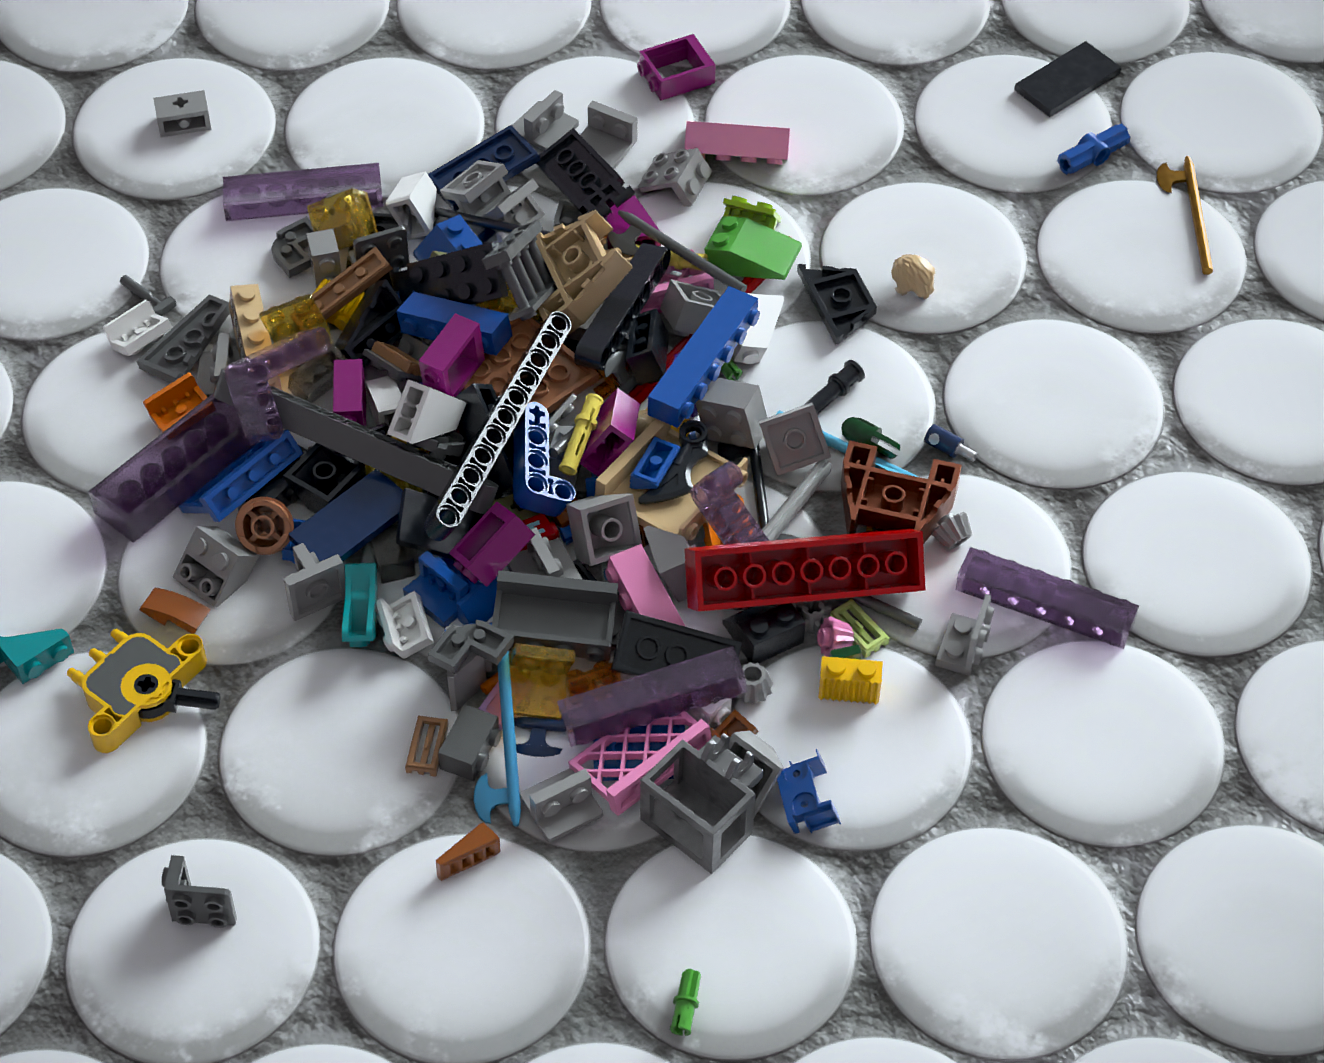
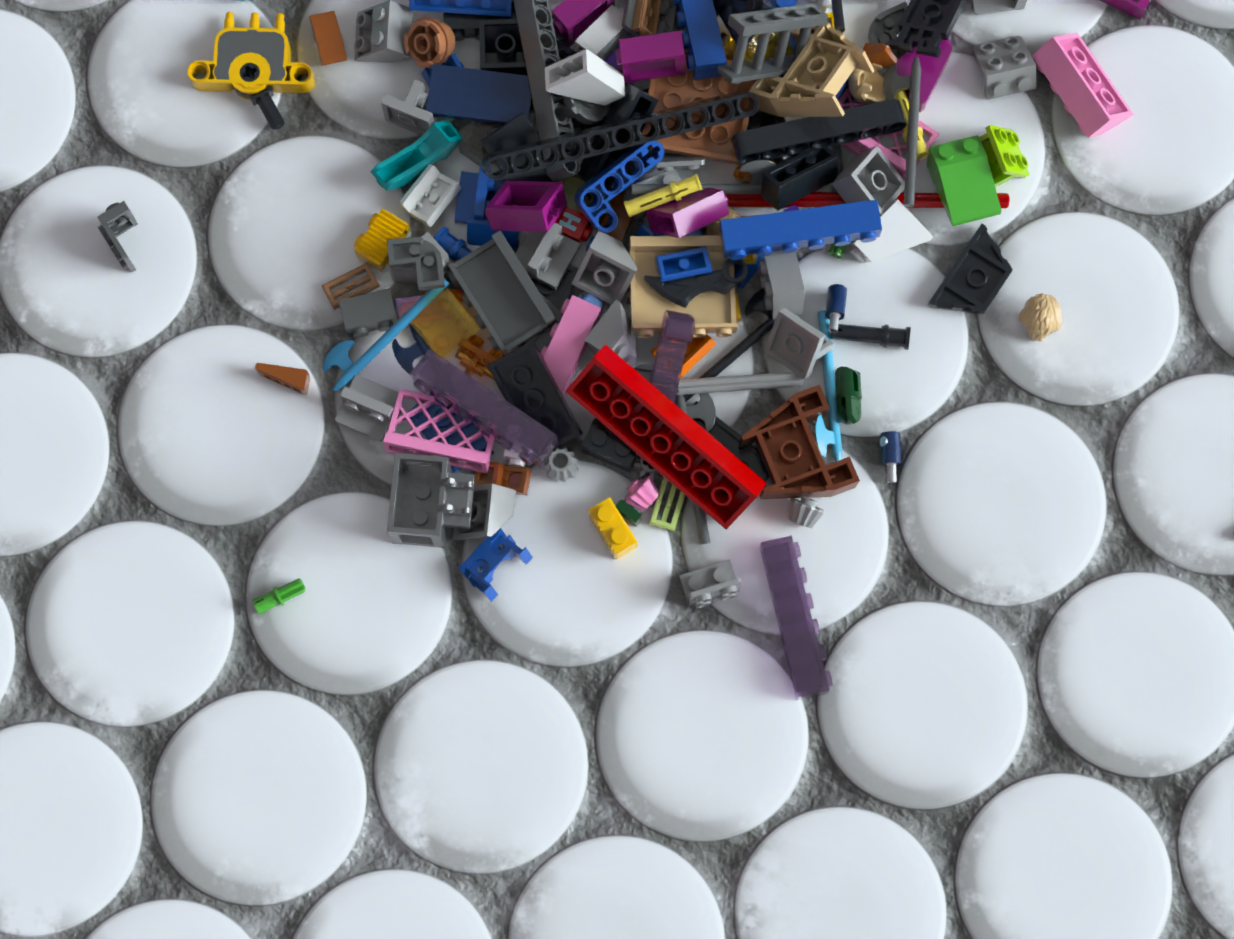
camera: 55 degrees right, 25 degrees up
(408, 688) = (373, 244): none -> yellow brick
(779, 397) = (835, 305): none -> dark blue piece

